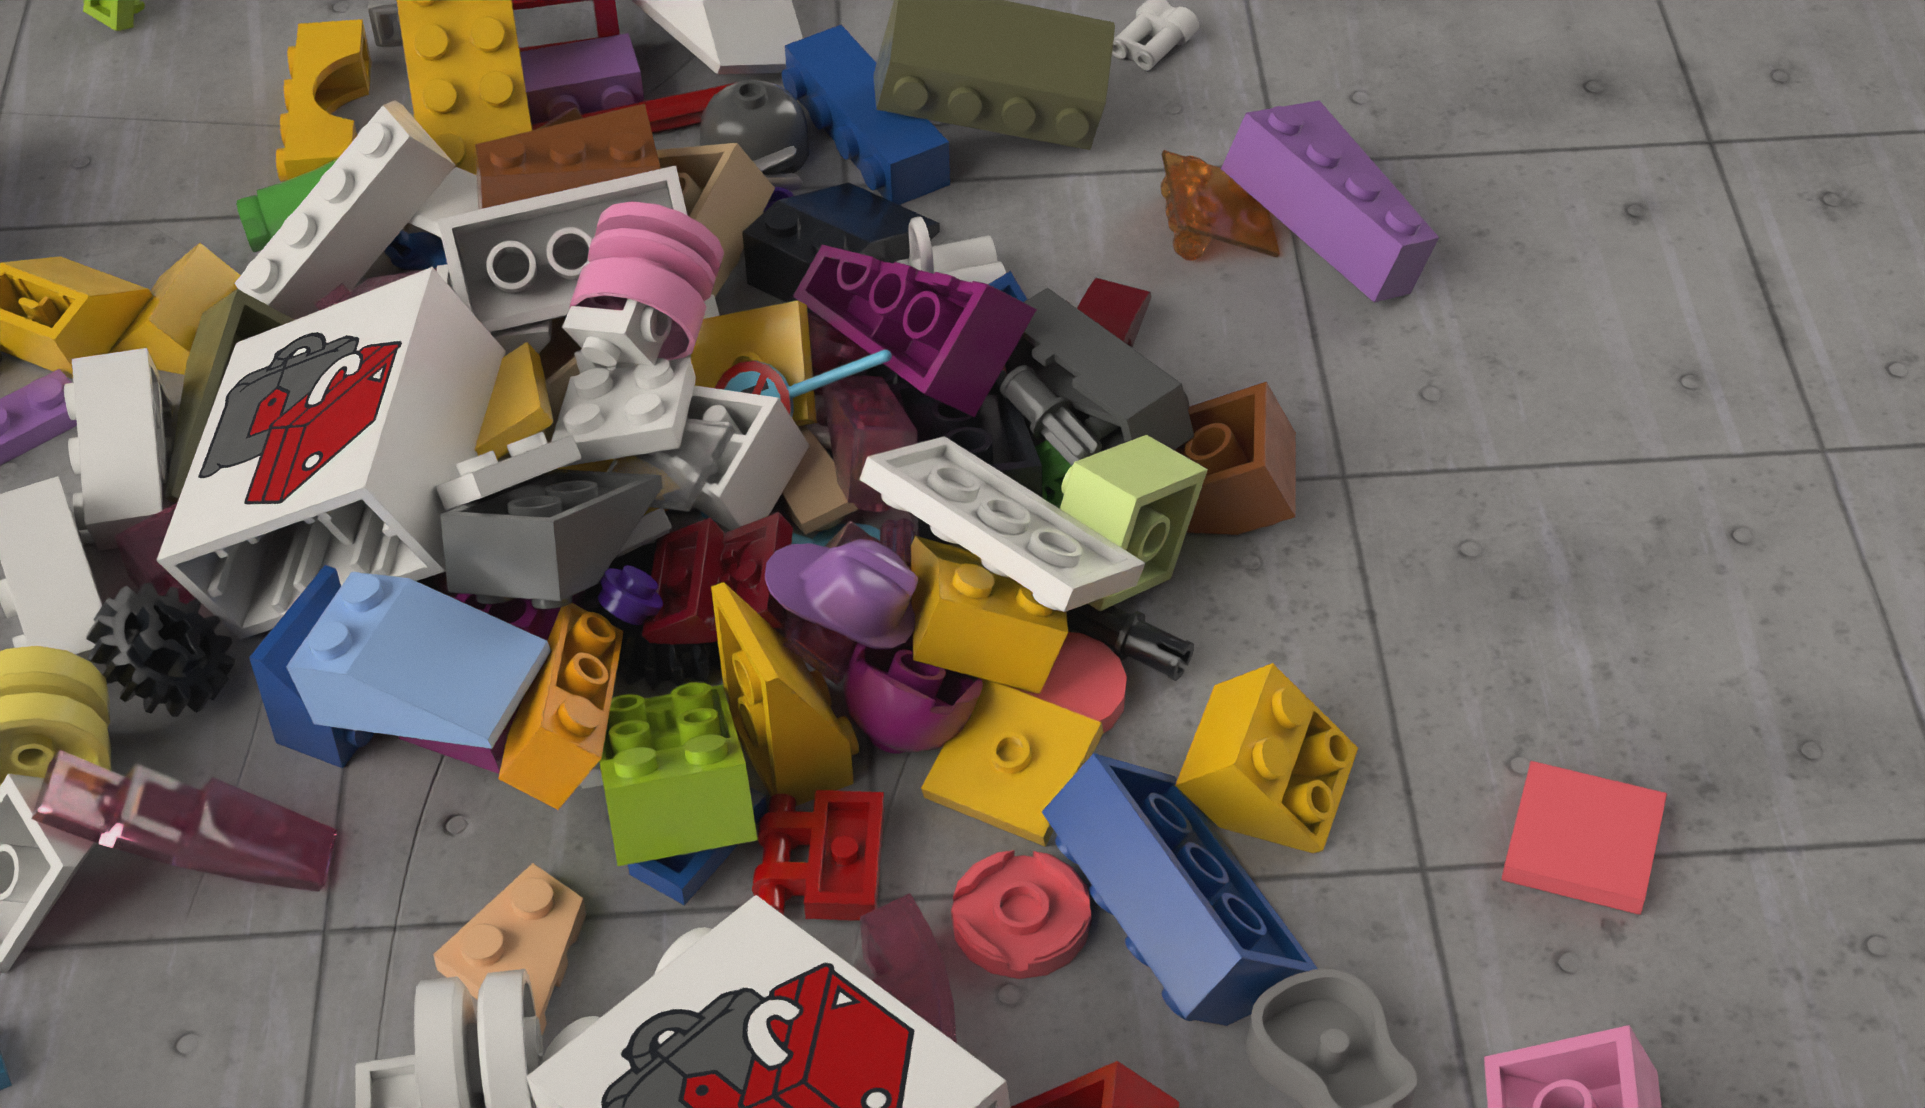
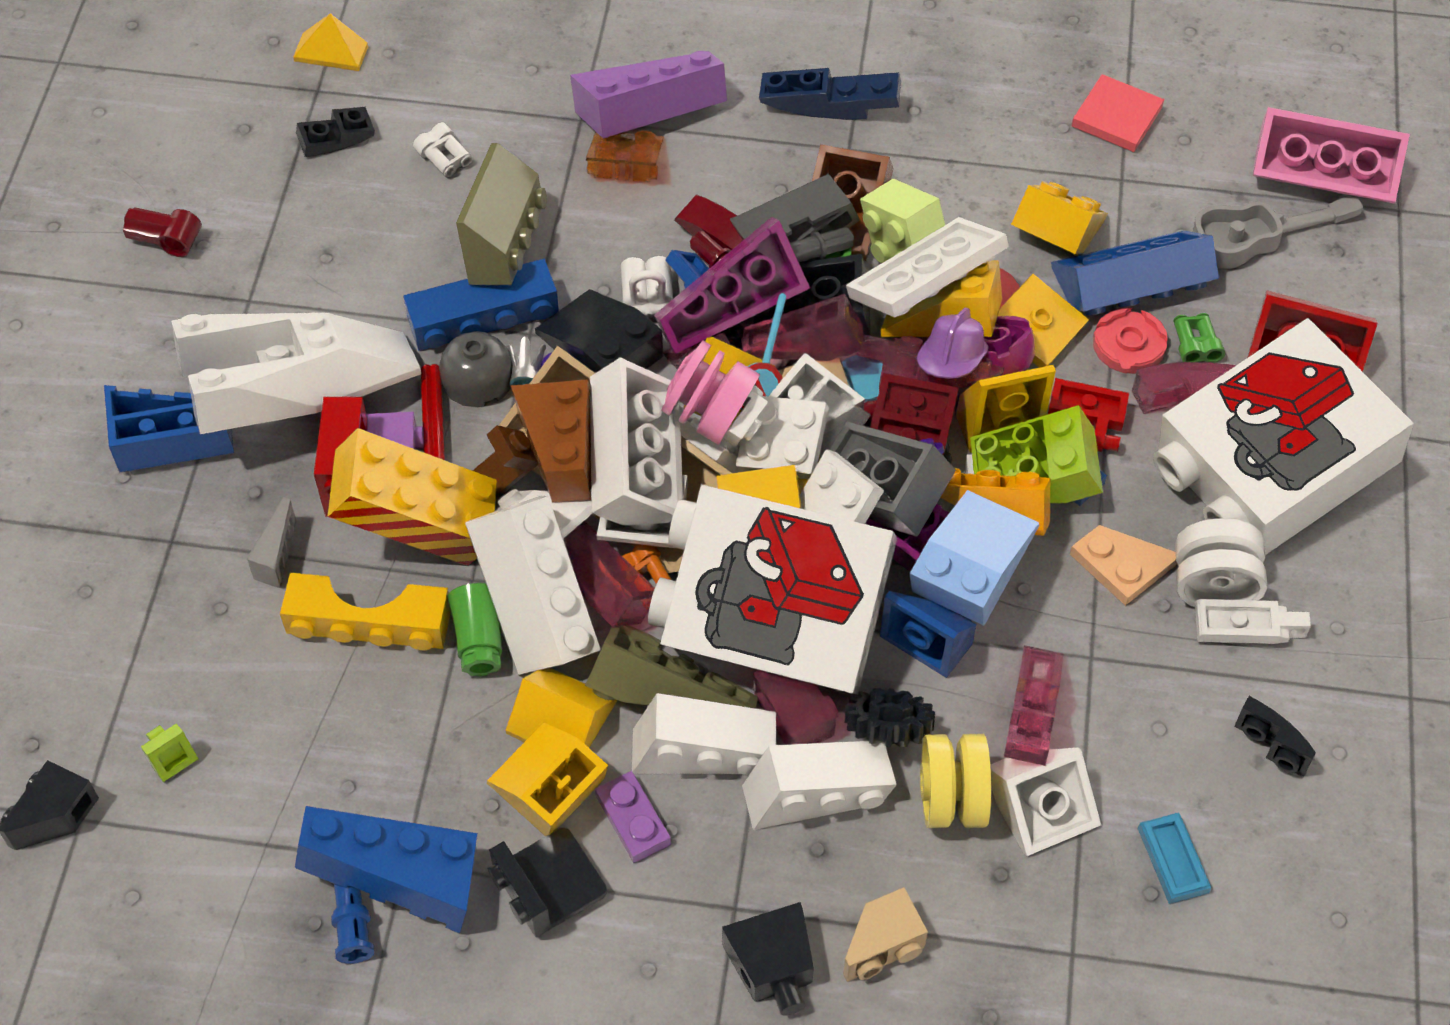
camera: 80 degrees left, 10 degrees up
(1024, 1024) = (1202, 348): none -> bright green piece
(1436, 413) = (822, 96): none -> dark blue slope

